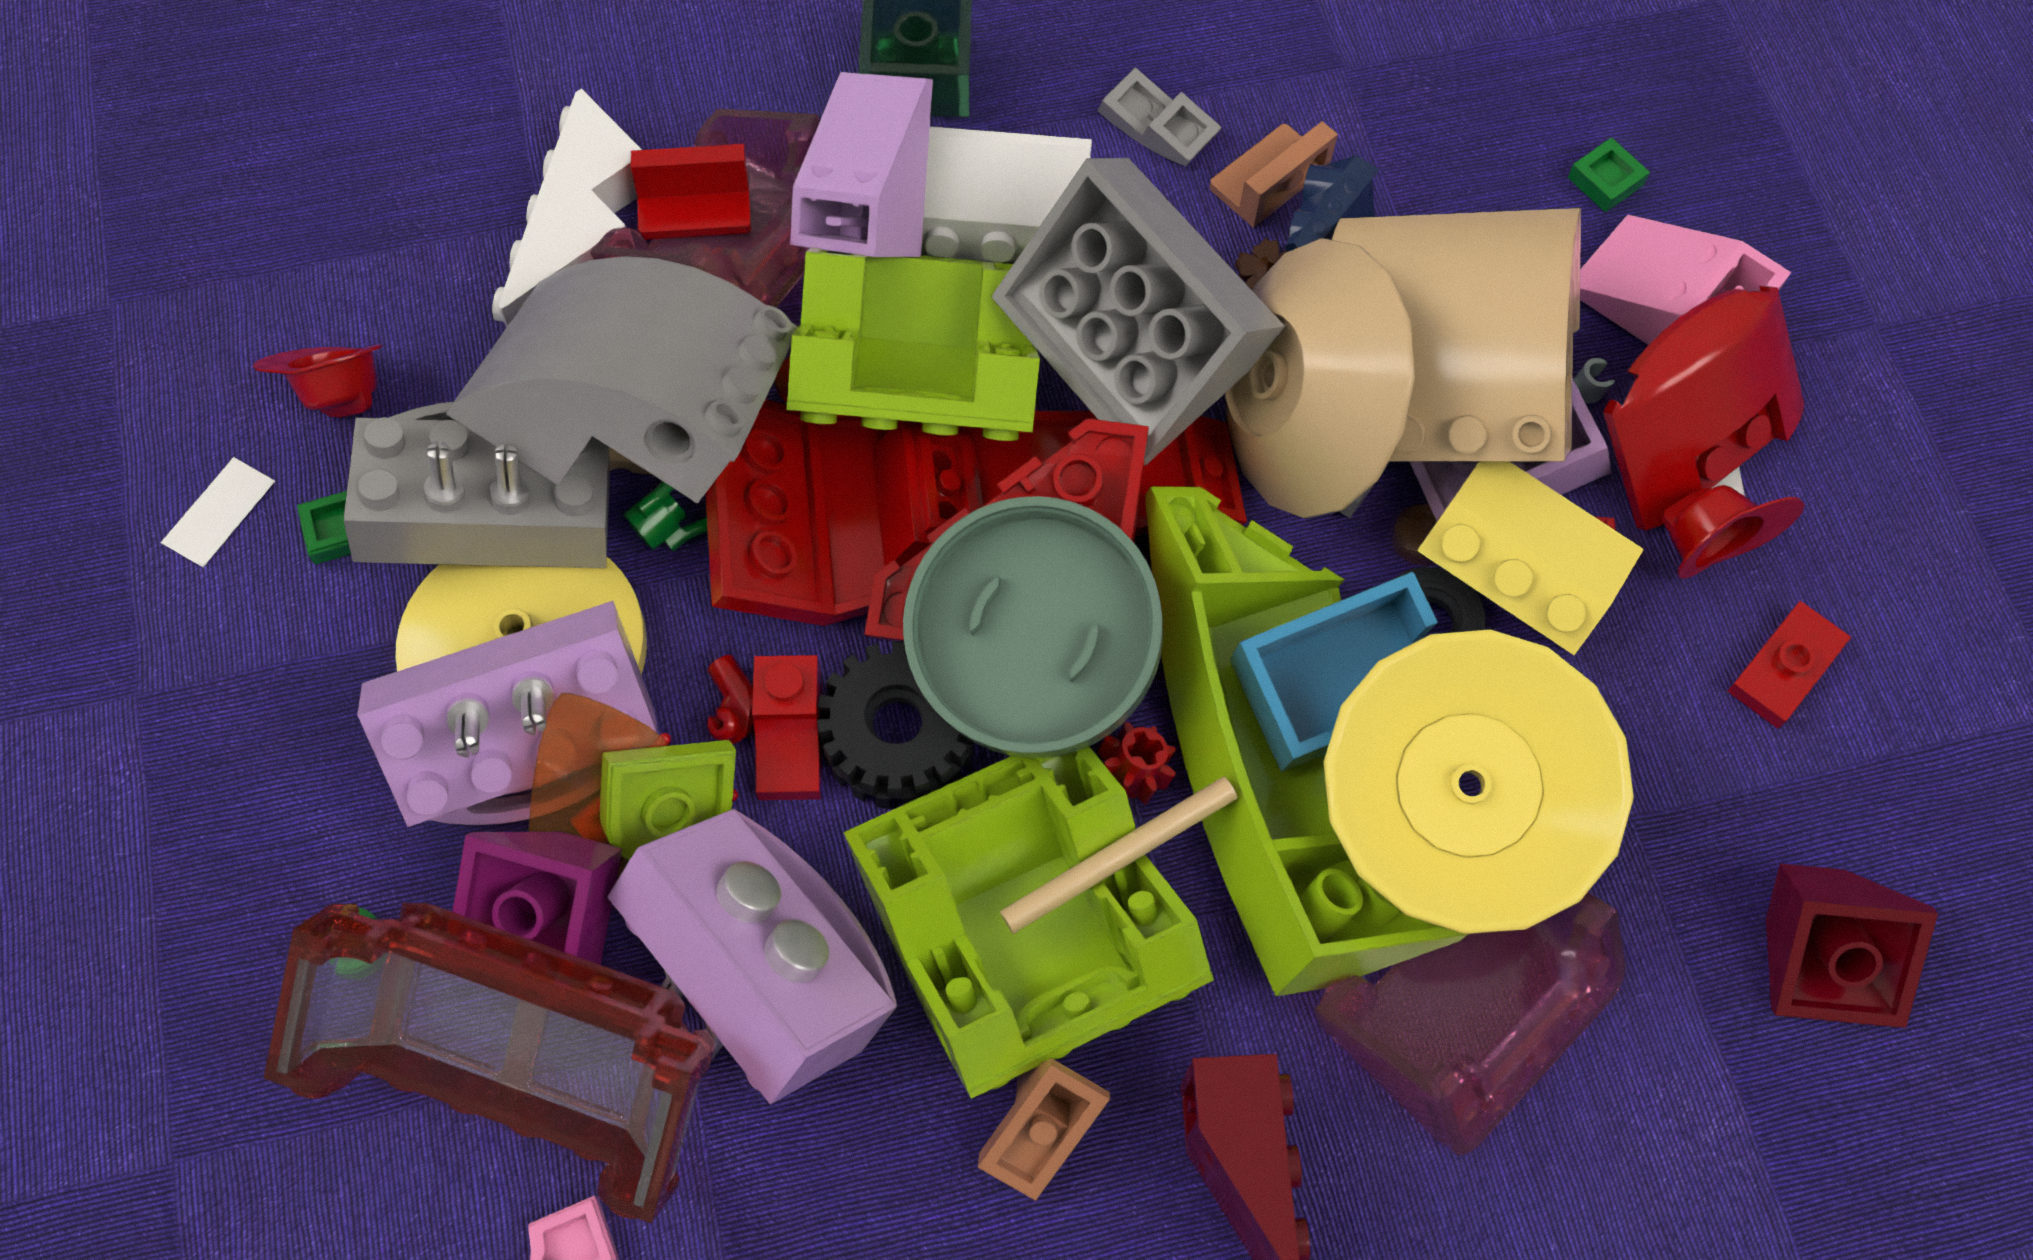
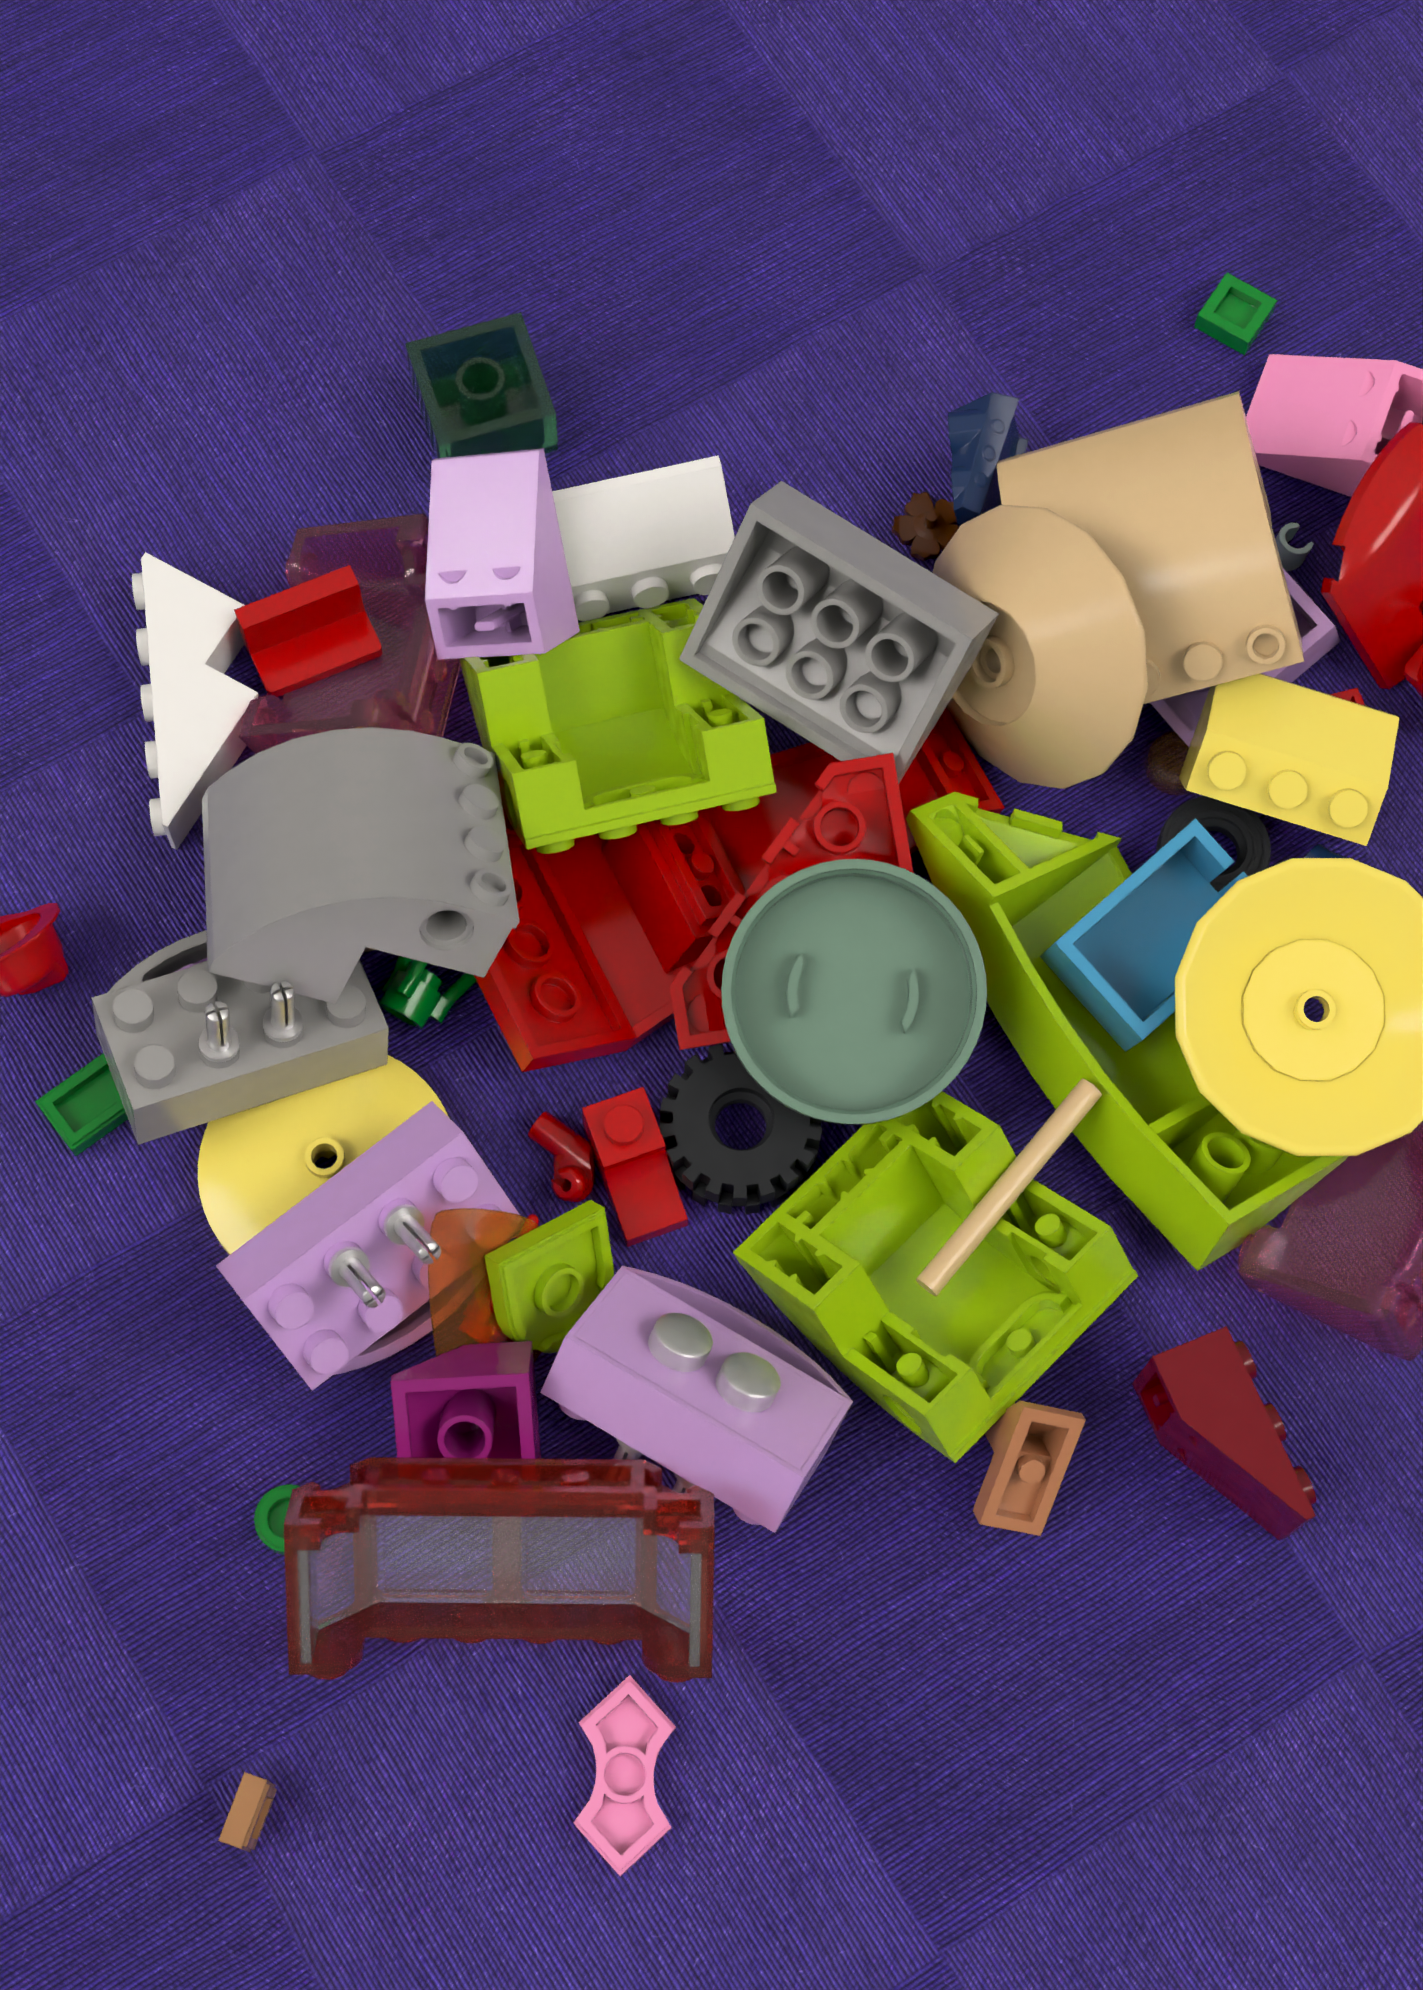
camera: 20 degrees left, 5 degrees up
(188, 1199) = (248, 1812): none -> medium nougat tile
(1138, 760) = (989, 1086): red gear -> none
(1164, 125) = (759, 396): light grey slope -> none
(1272, 171) = (895, 415): nougat panel -> none

